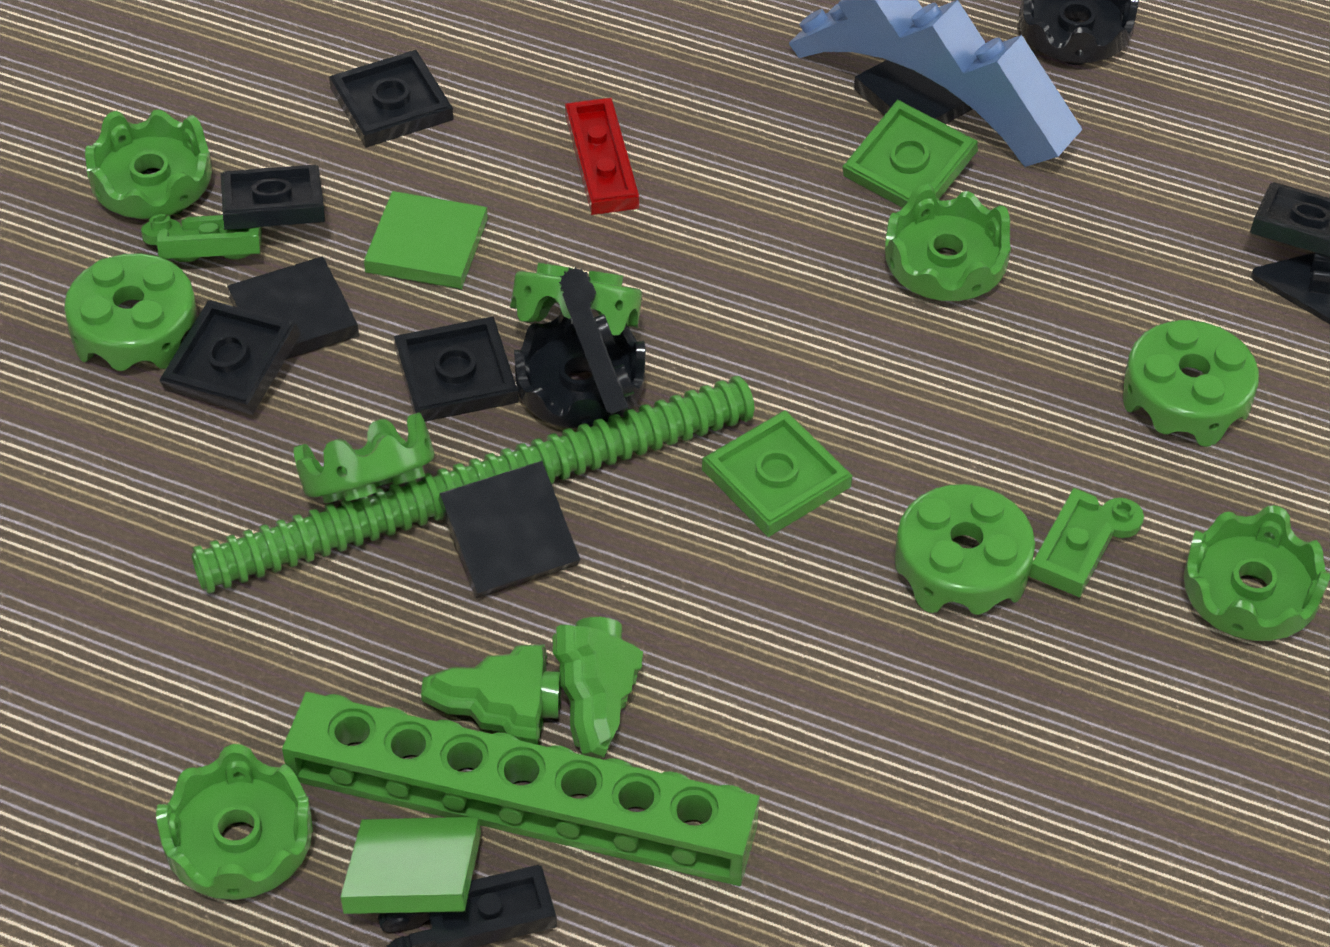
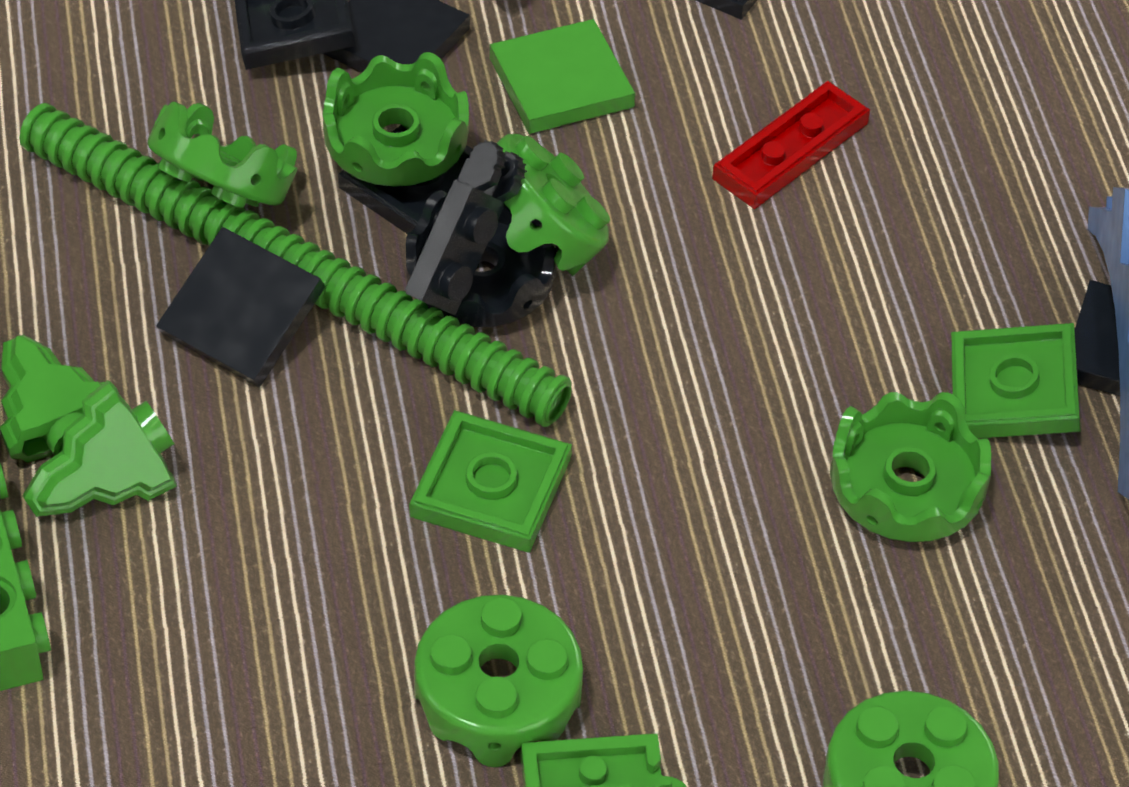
camera: 55 degrees right, 0 degrees up
(404, 320) = (395, 94): none -> bright green plate

